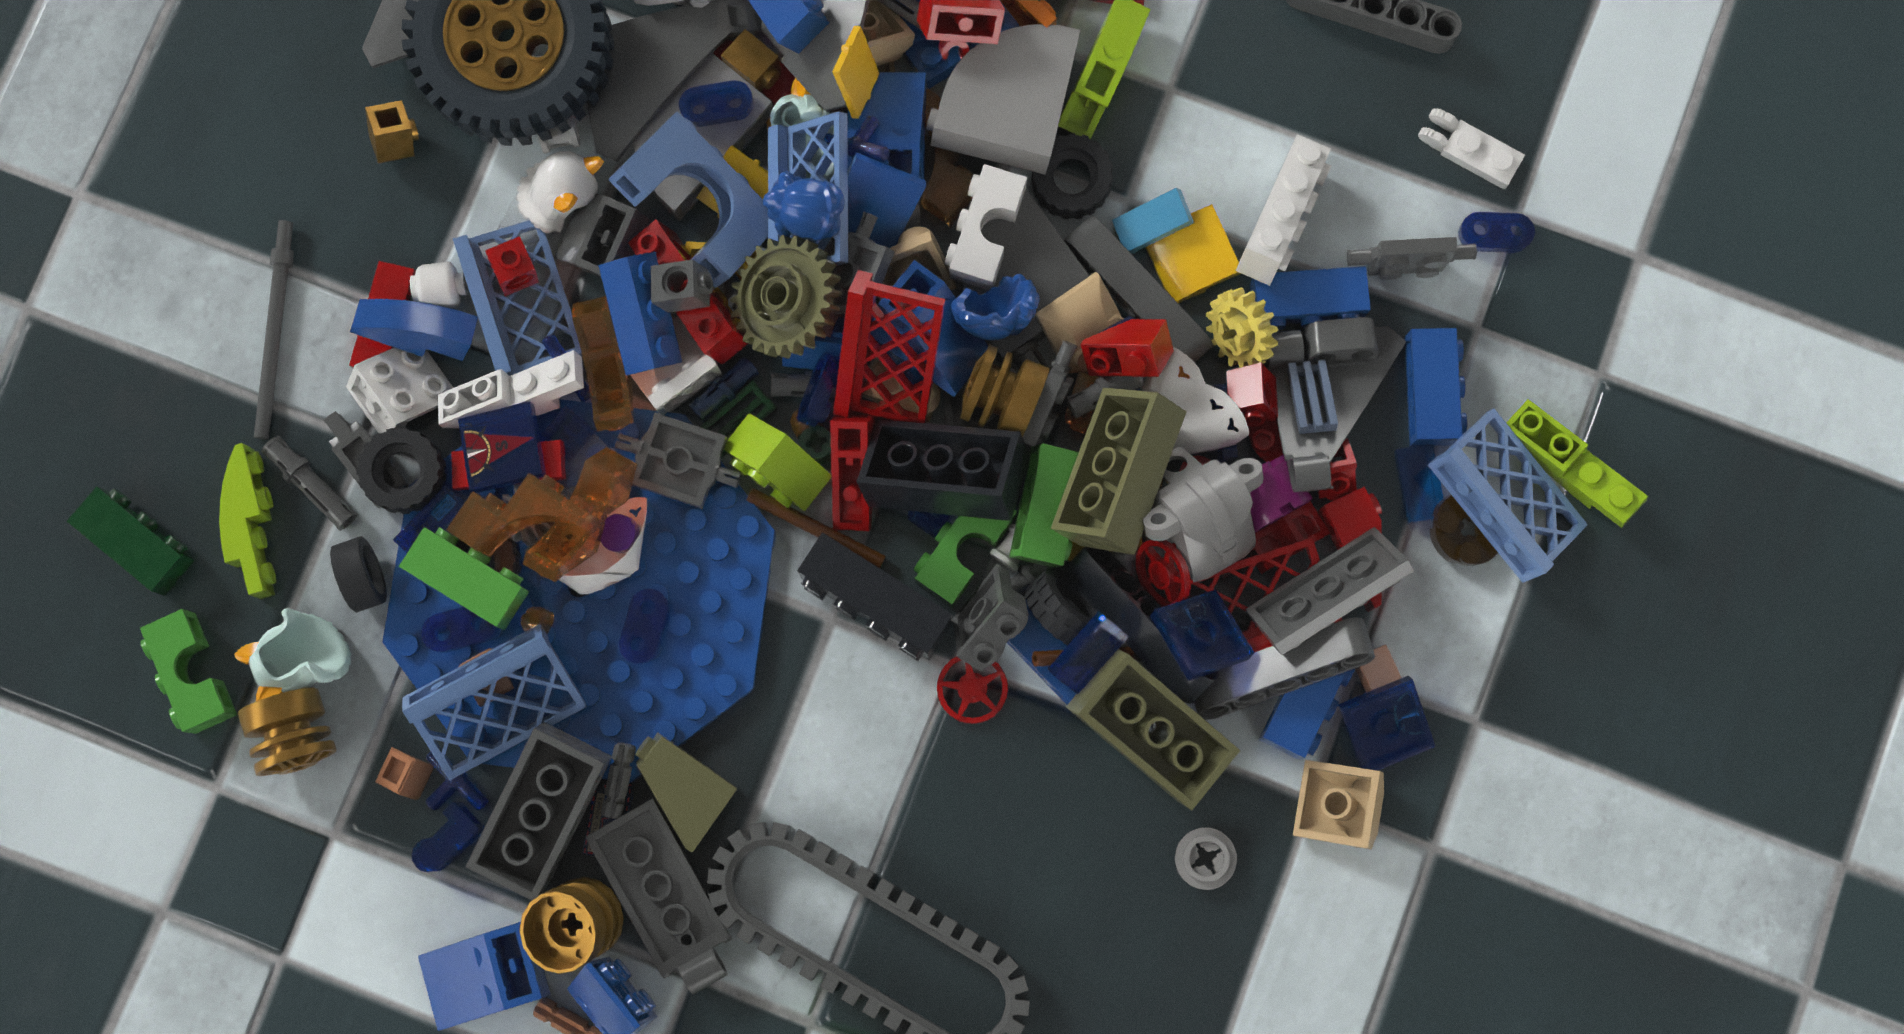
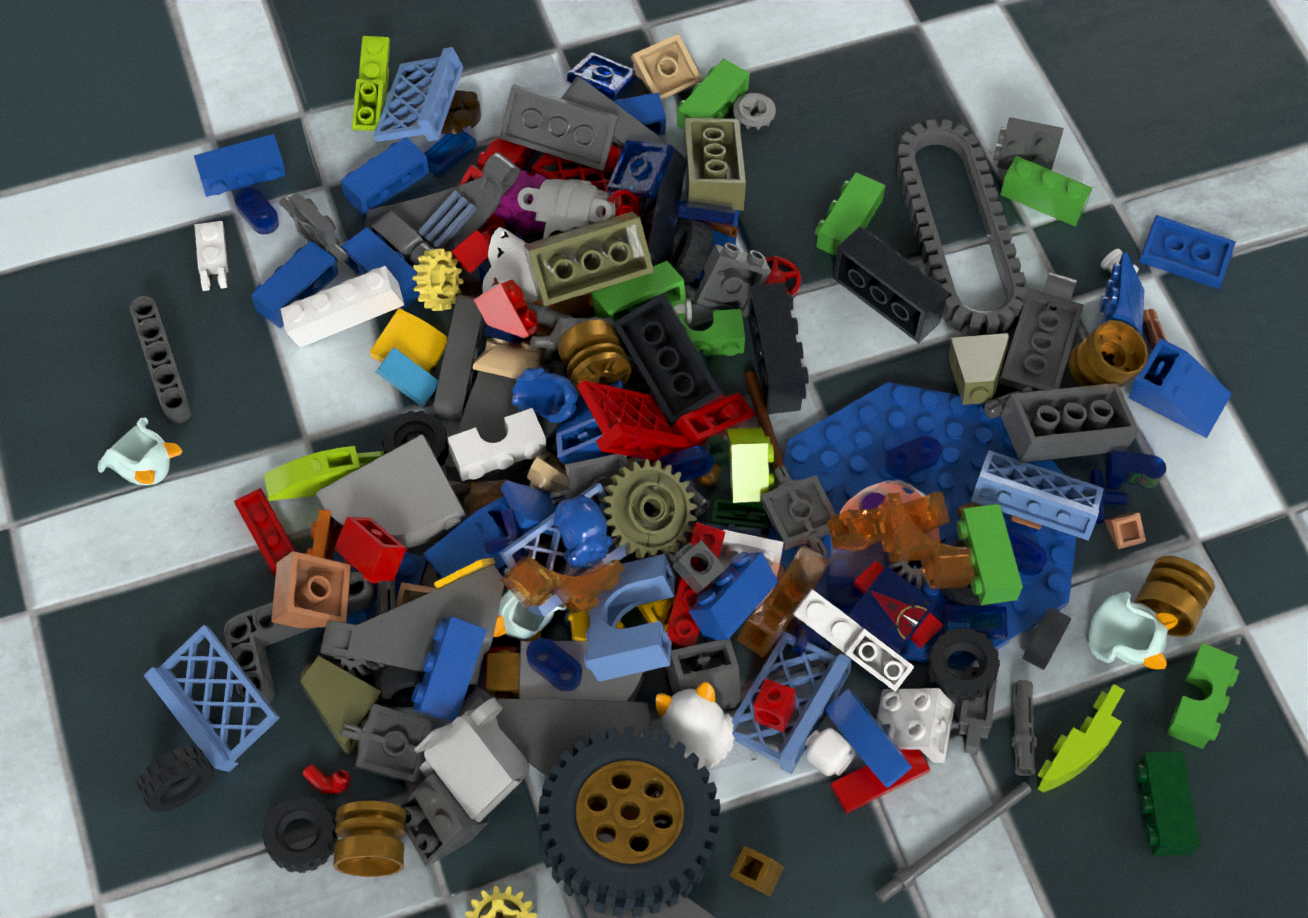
camera: 135 degrees left, 20 degrees down
(755, 164) = (532, 583): none -> clear orange arch
(849, 783) = (889, 284): none -> black brick
(979, 832) = (854, 208): none -> bright green brick
(1257, 822) = (715, 94): none -> bright green brick
(1362, 193) = (297, 279): none -> blue brick
(1567, 250) = (240, 165): none -> blue brick

